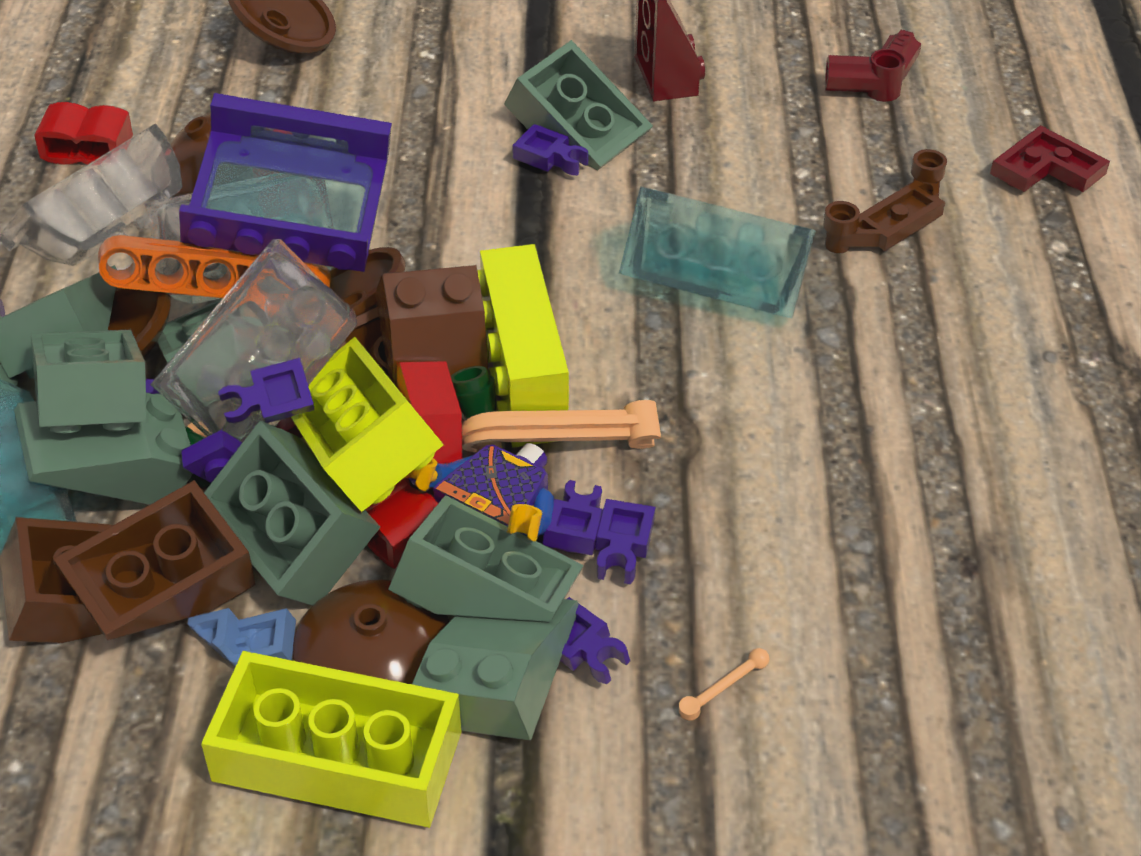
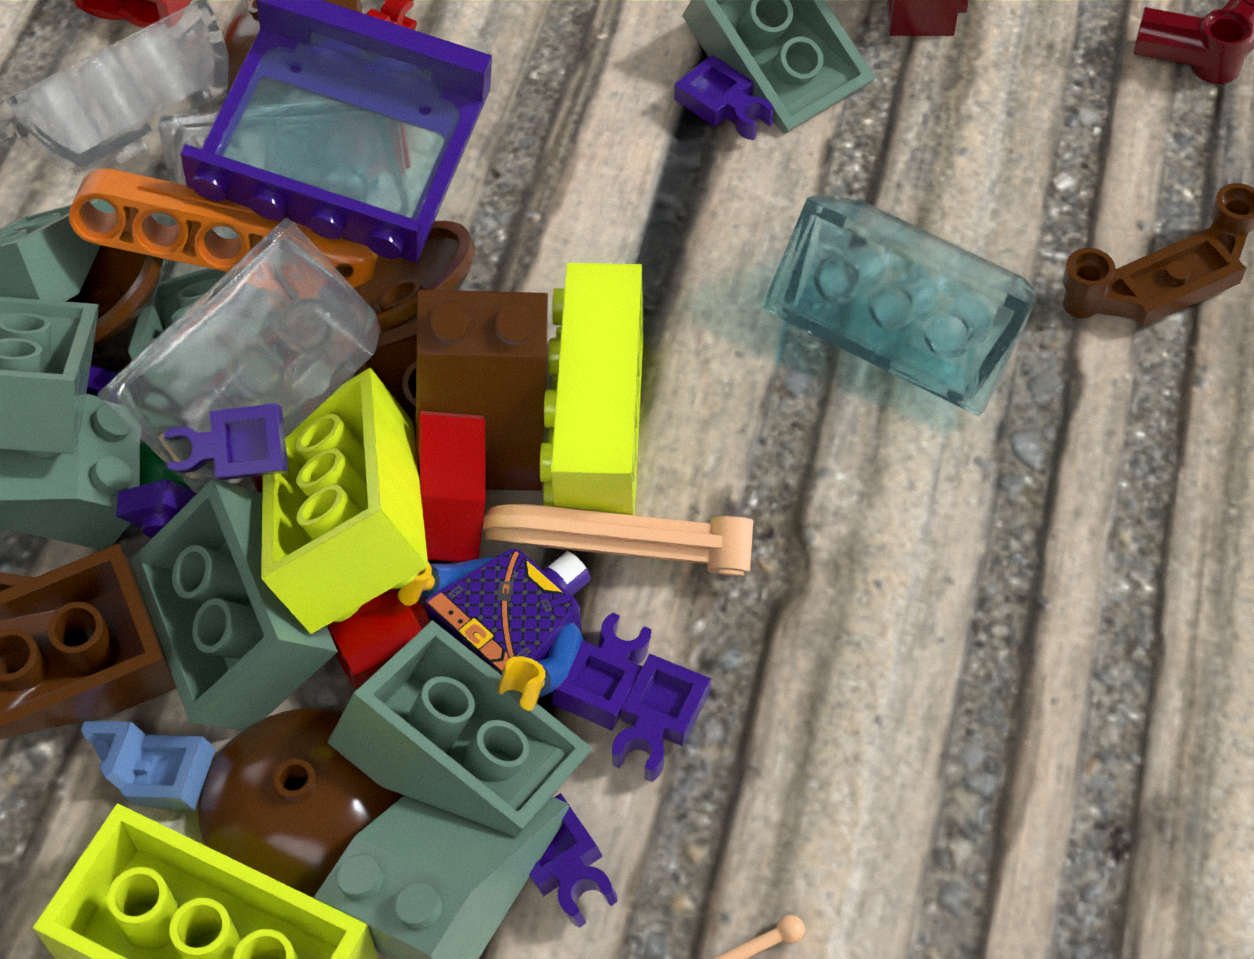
camera: 15 degrees right, 10 degrees up
(474, 391) = (514, 467): dark green cone -> none

